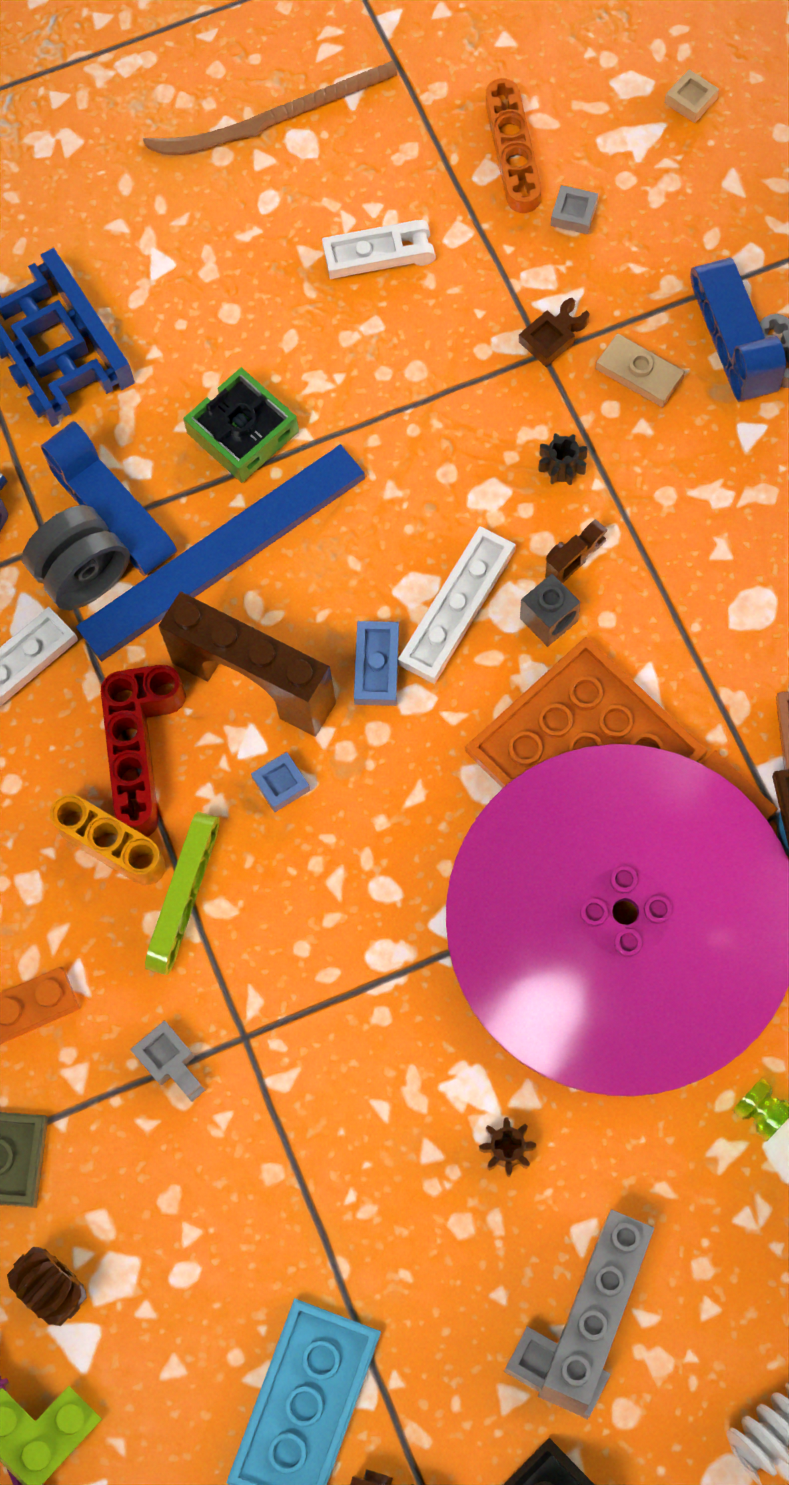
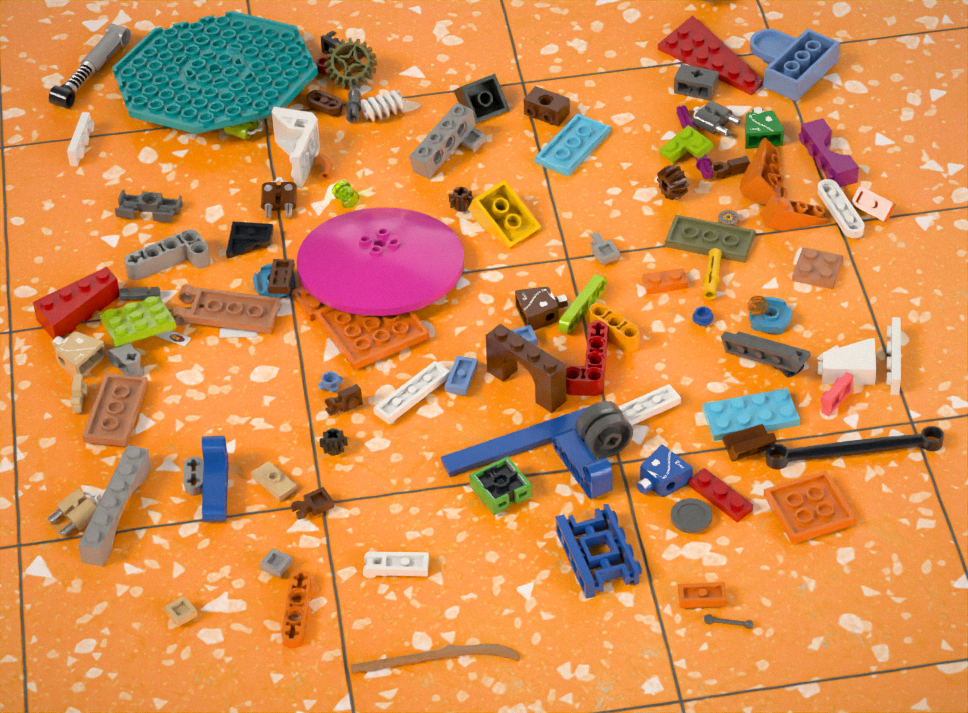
camera: 170 degrees left, 25 degrees down
(267, 863) = (539, 306): none -> reddish brown torso
(402, 1114) = (503, 214): none -> yellow slope
(549, 610) = (367, 377): dark grey brick -> none
(618, 590) = (330, 381): none -> medium blue plate

